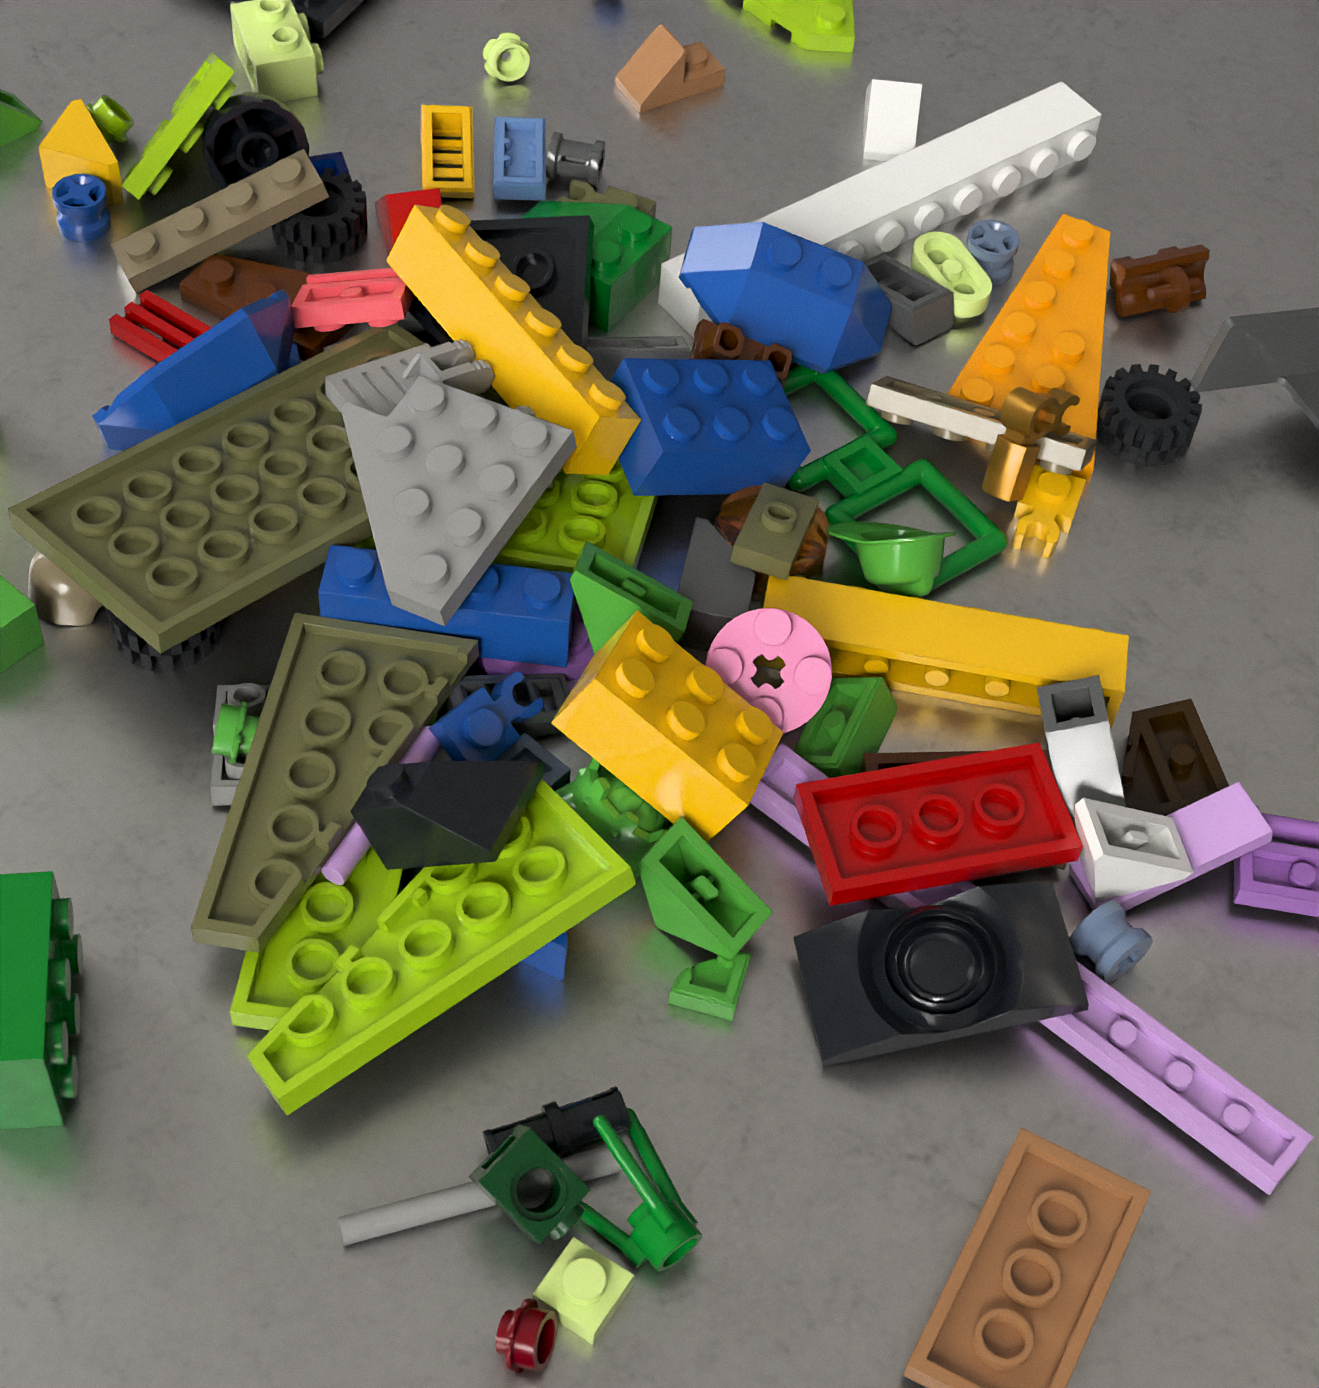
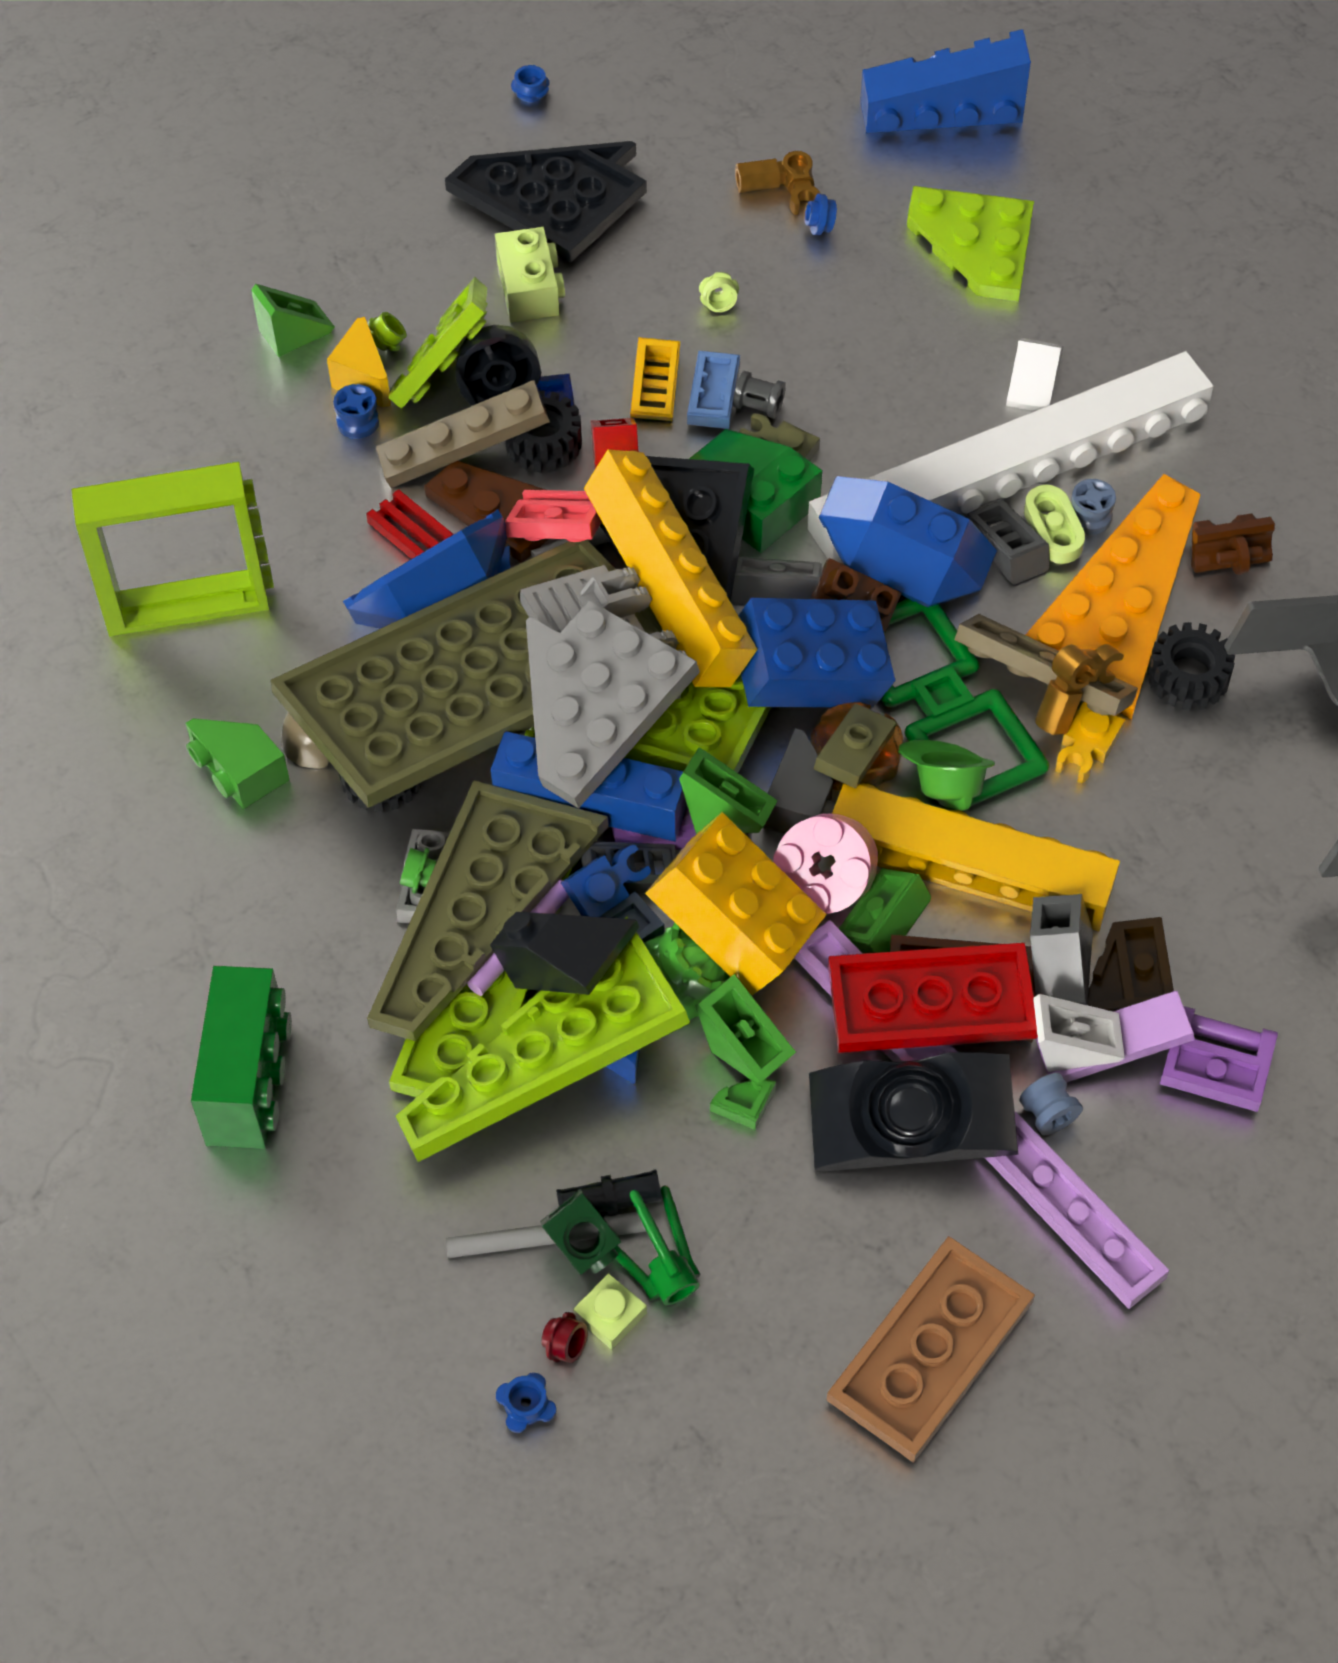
camera: 15 degrees right, 5 degrees up
(667, 71) = (853, 315): medium nougat slope -> none

